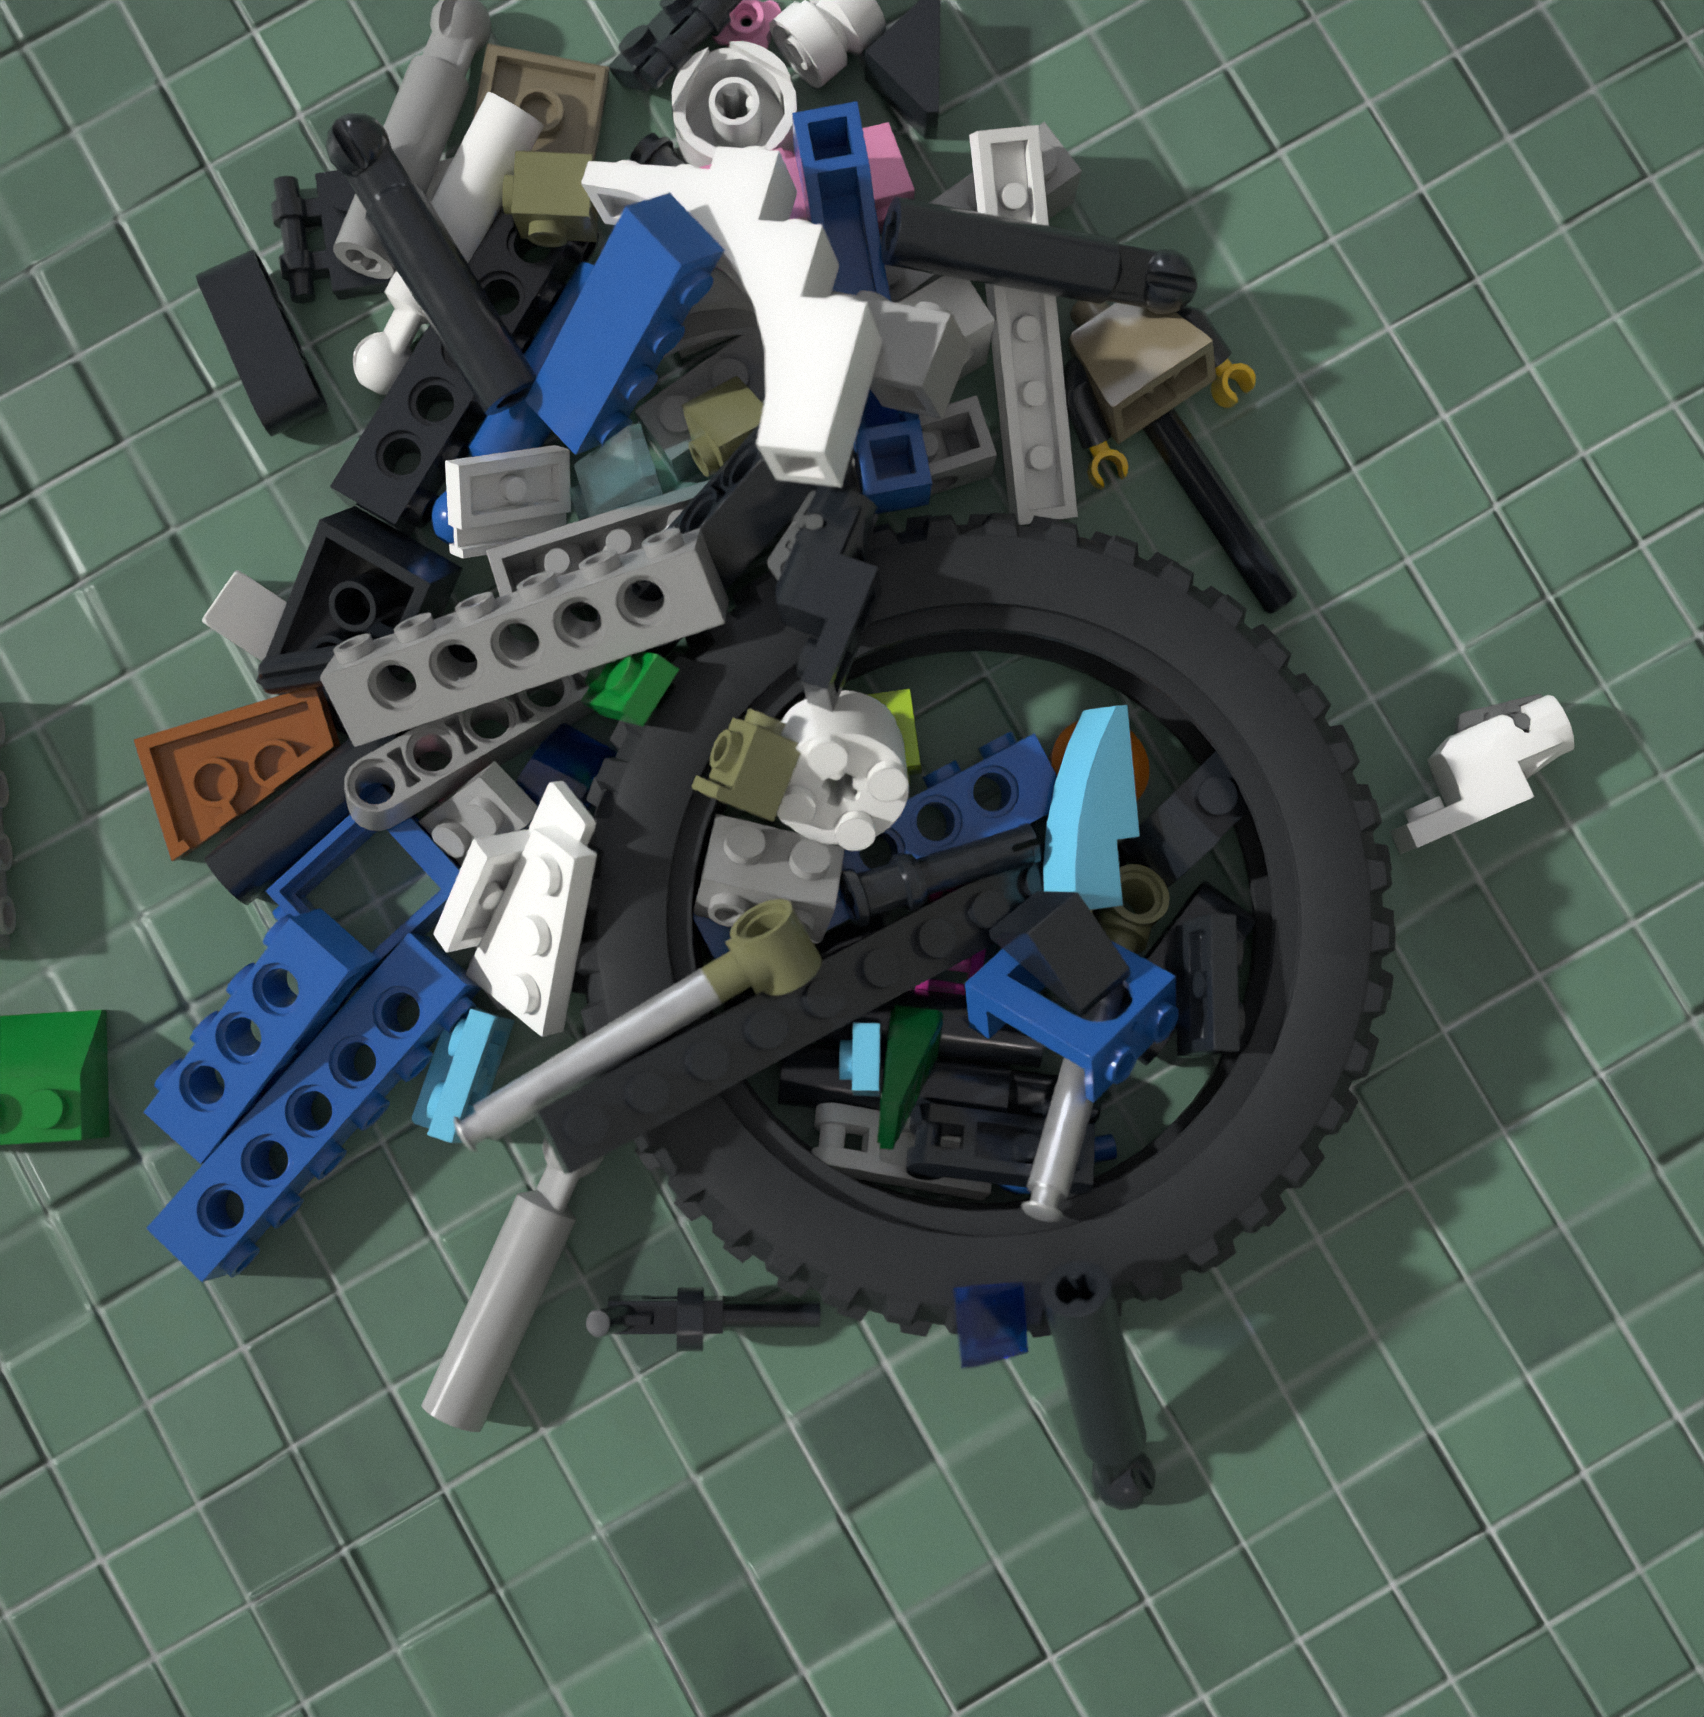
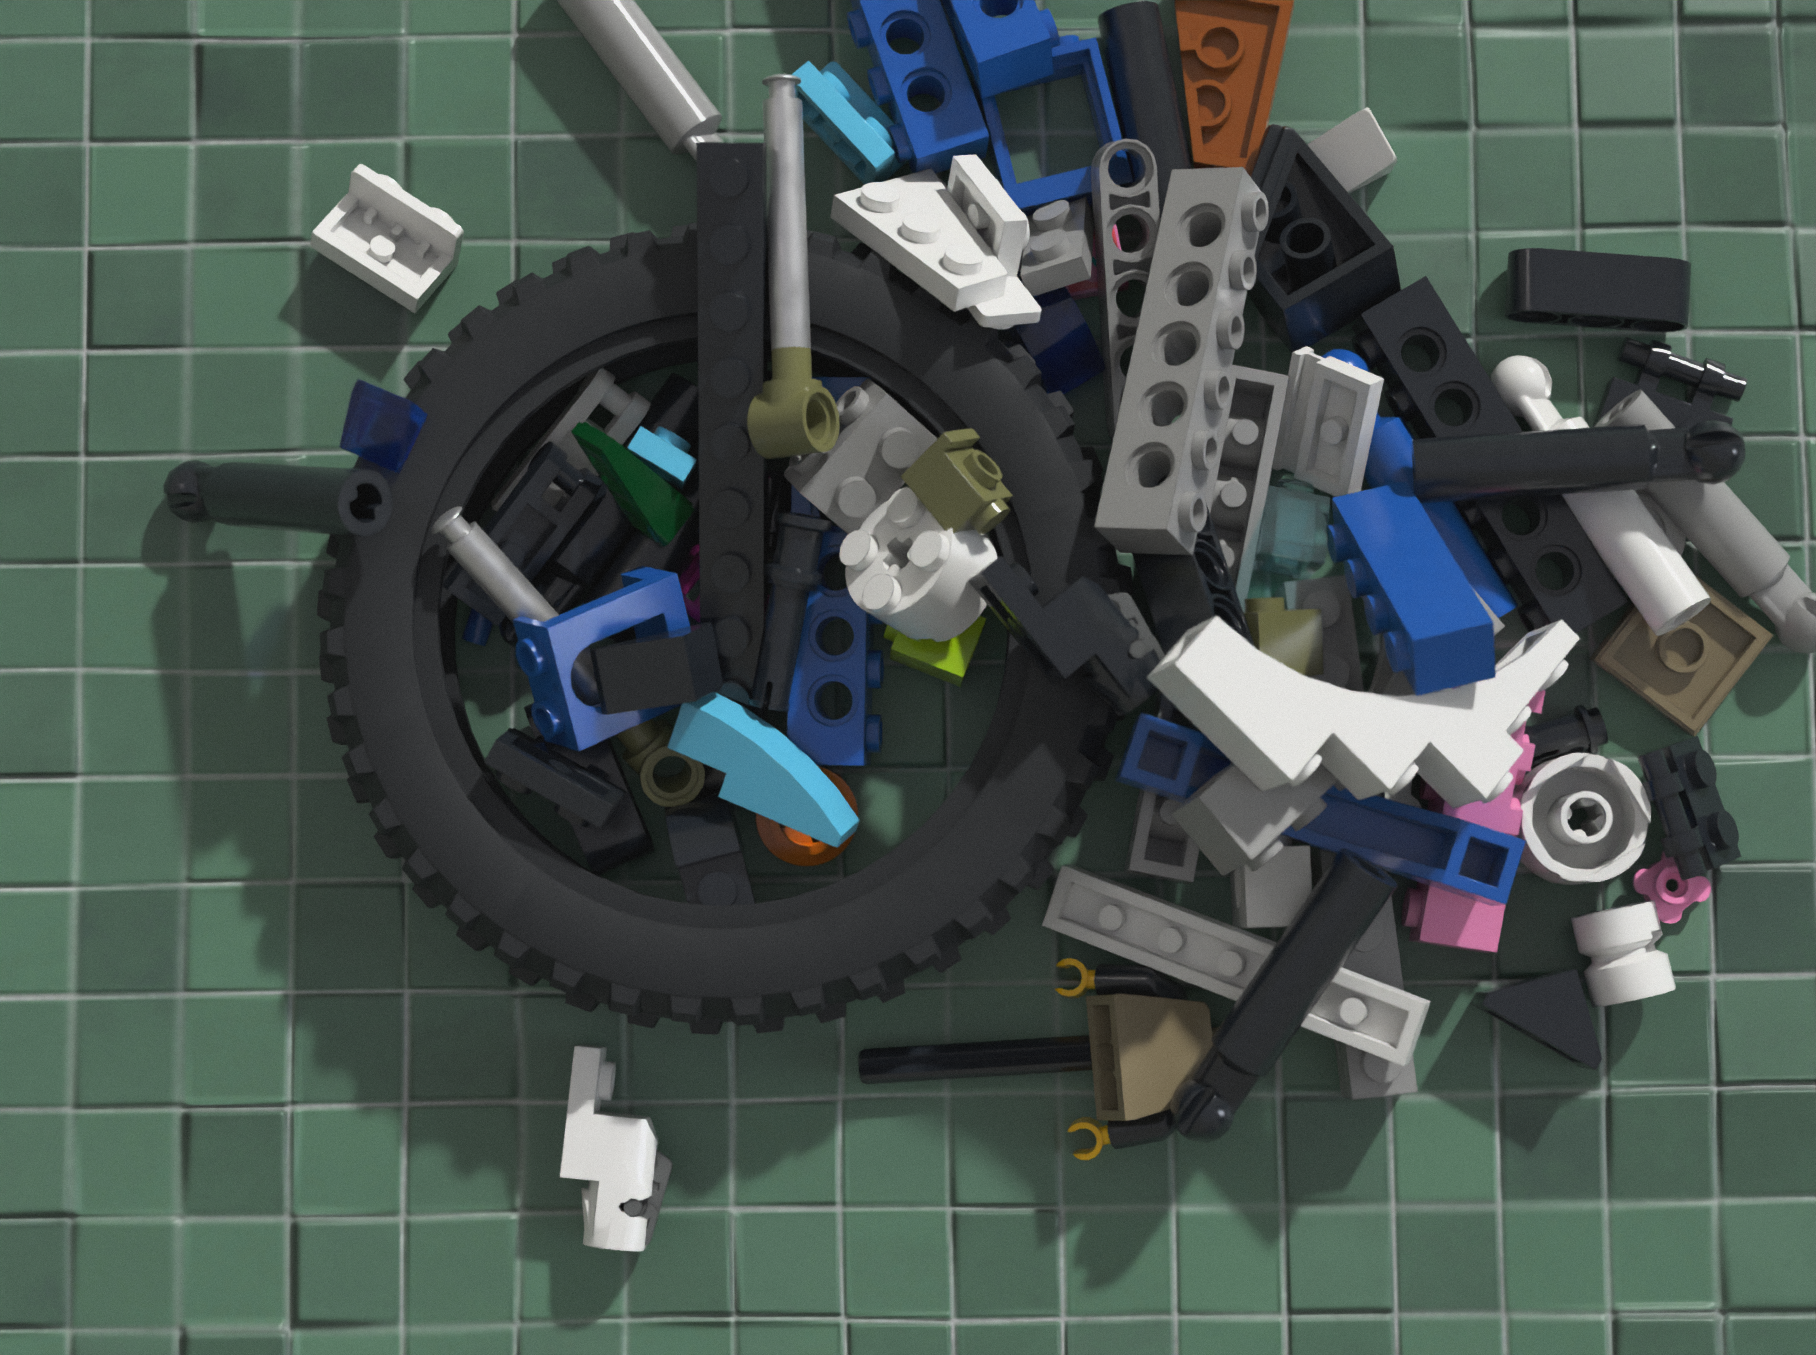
camera: 120 degrees right, 0 degrees up
(549, 198) = (1585, 596): olive brick -> none
(628, 686) = (1086, 424): green plate -> none
(693, 1315) = (536, 203): black piece -> none
(797, 1432) = (389, 239): none -> white bracket

